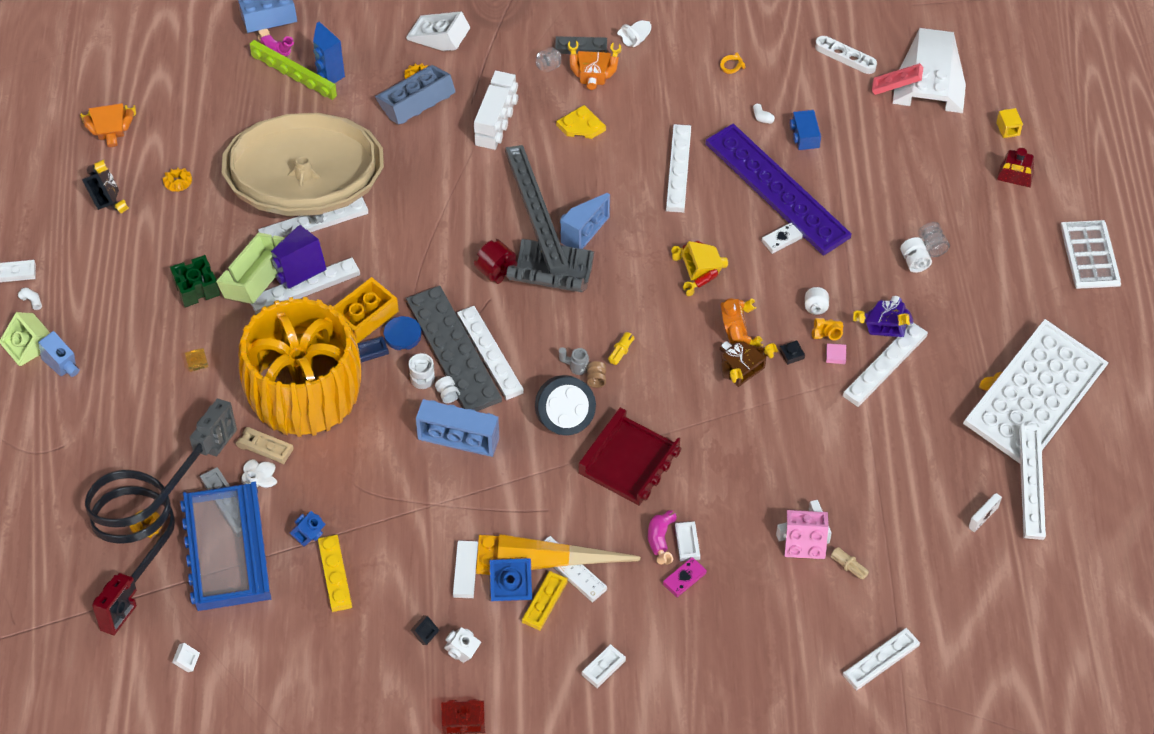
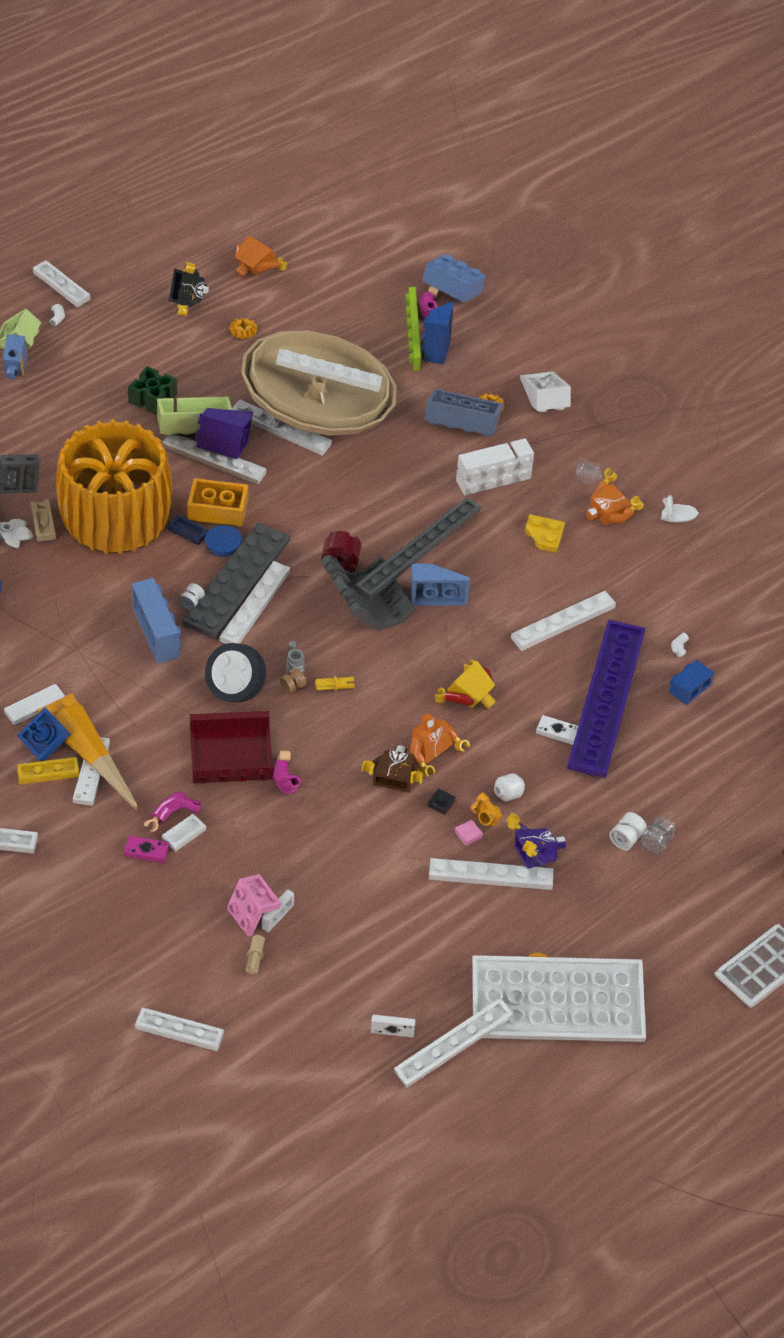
camera: 50 degrees right, 5 degrees down
(298, 148) = (329, 370): none -> white plate
(421, 371) = (192, 569): white wheel -> none
(587, 44) = (629, 486): dark grey plate -> none
(689, 441) = (284, 780): none -> dark pink arm
(732, 57) = (725, 594): light orange piece -> none

